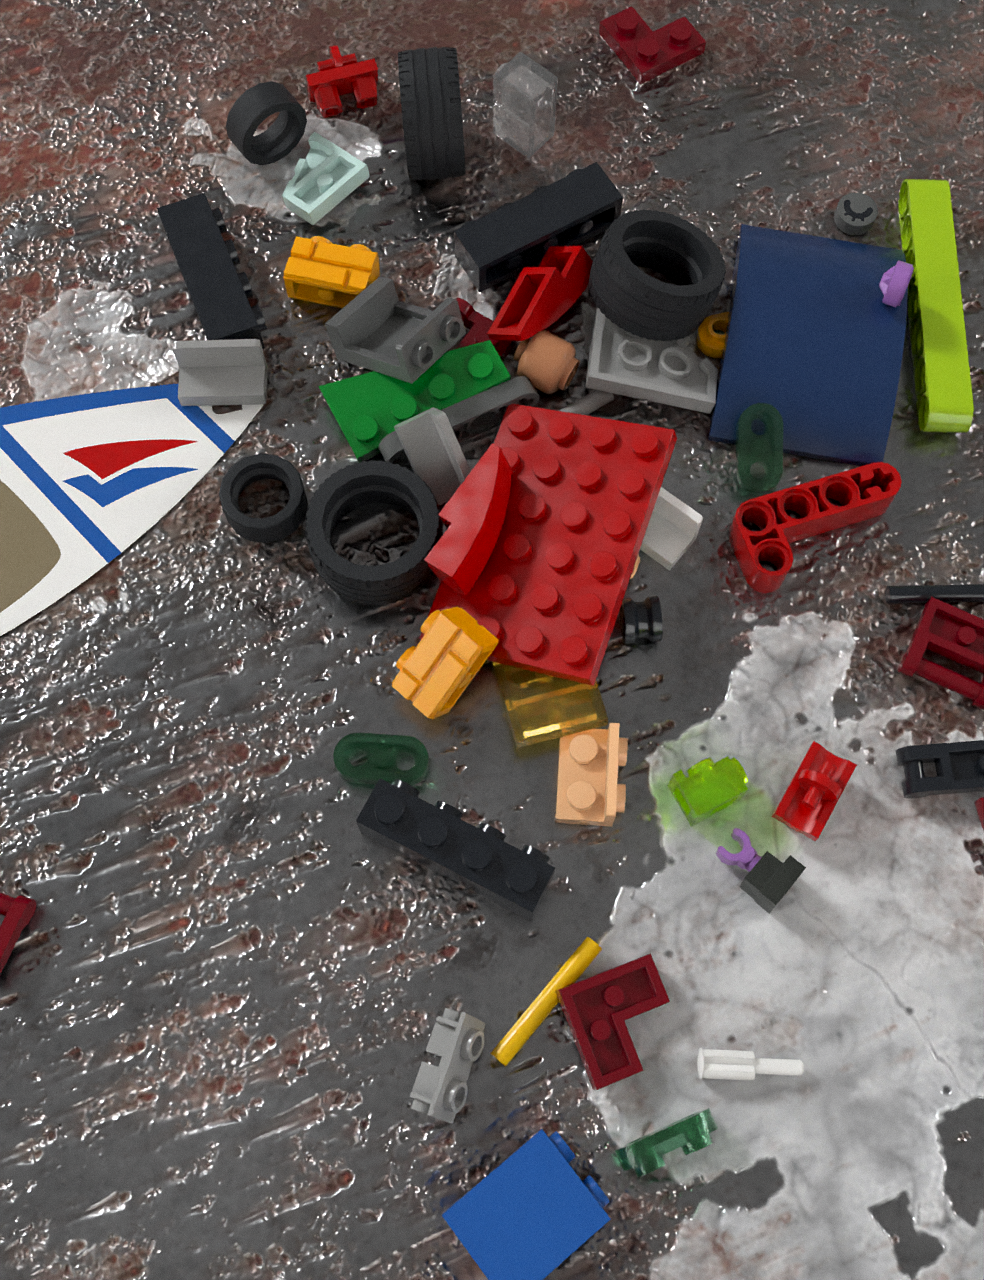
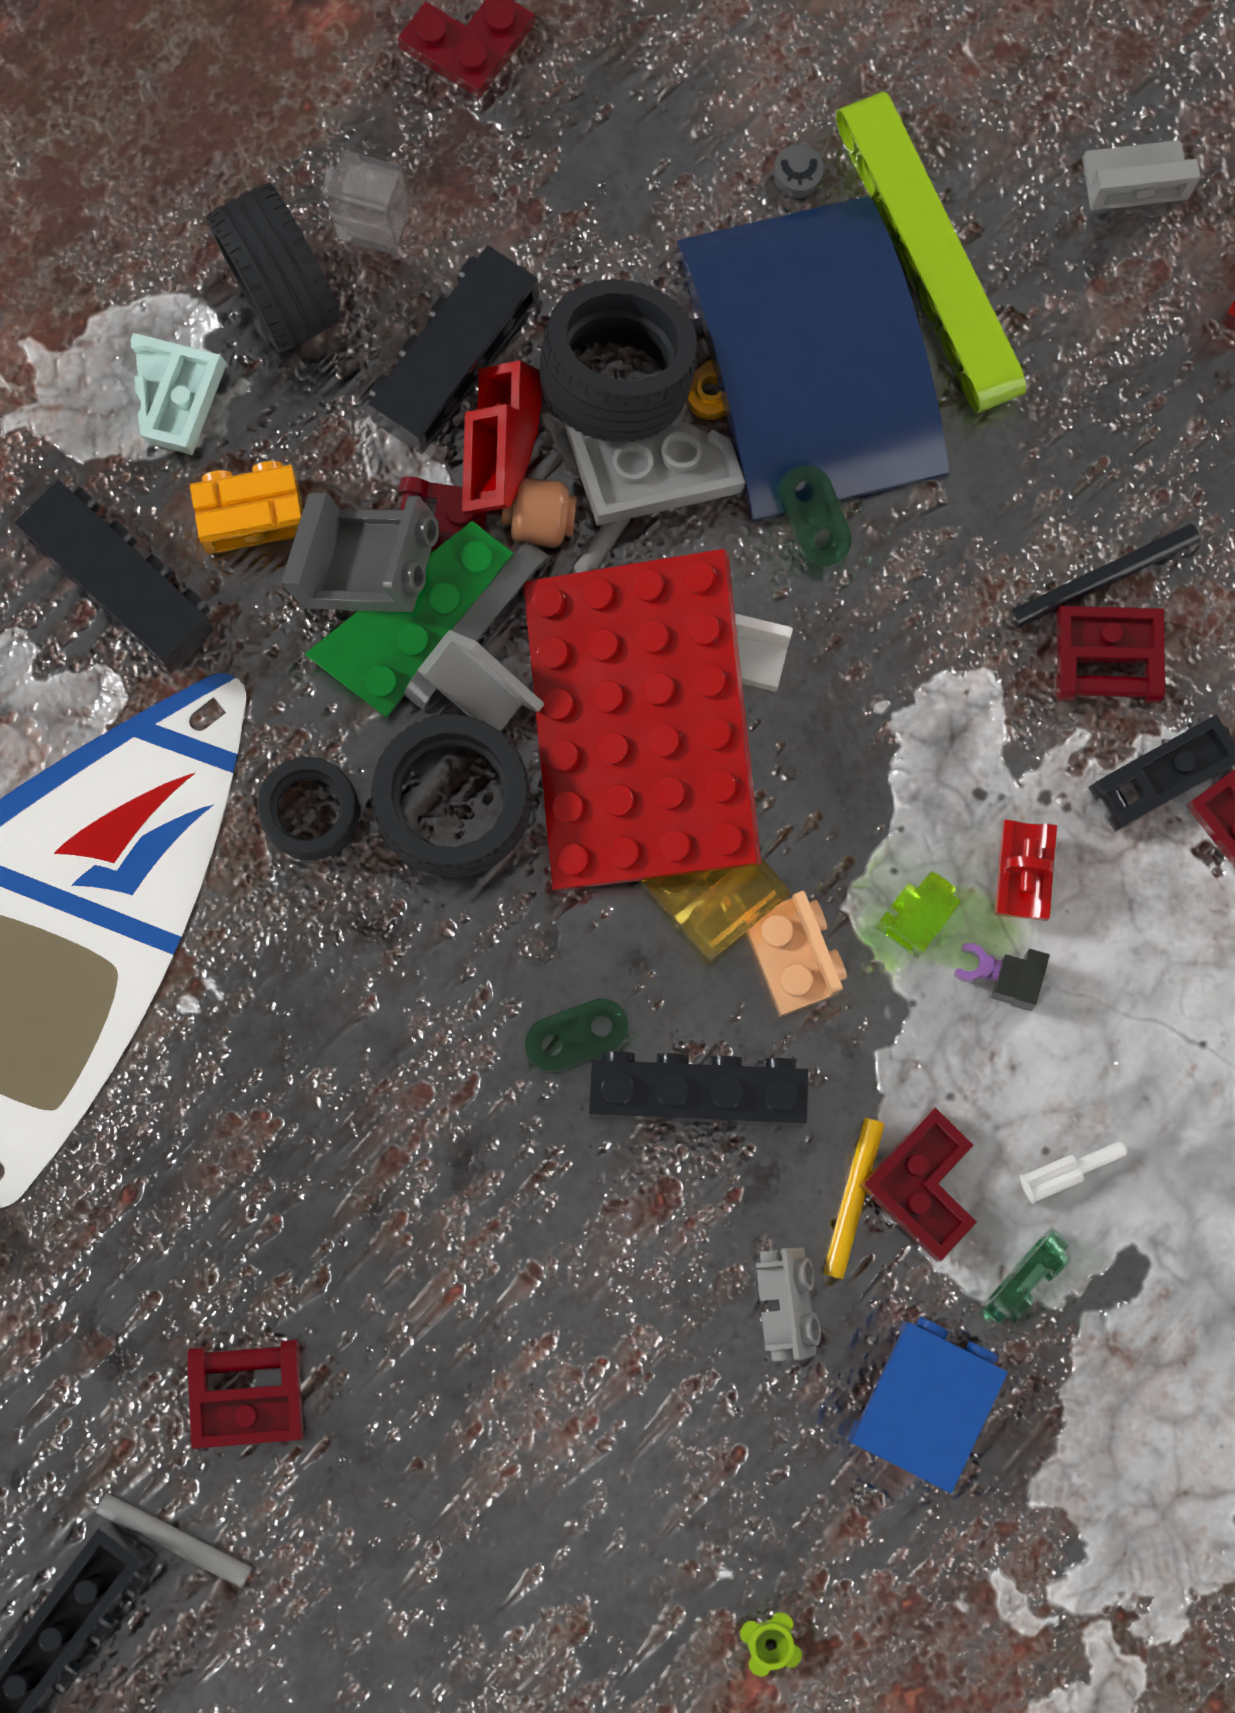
camera: 25 degrees left, 10 degrees up
(221, 372) = (186, 686): light grey panel -> none
(252, 110) = (78, 354): black tyre -> none
(340, 77) = (119, 270): red hips -> none
(443, 661) = (595, 907): light orange brick -> none
(473, 522) = (557, 742): red slope -> none
(641, 619) = (775, 765): black wheel -> none
(861, 491) = (905, 565): red beam -> none
(895, 282) = (884, 264): medium lavender tile -> none

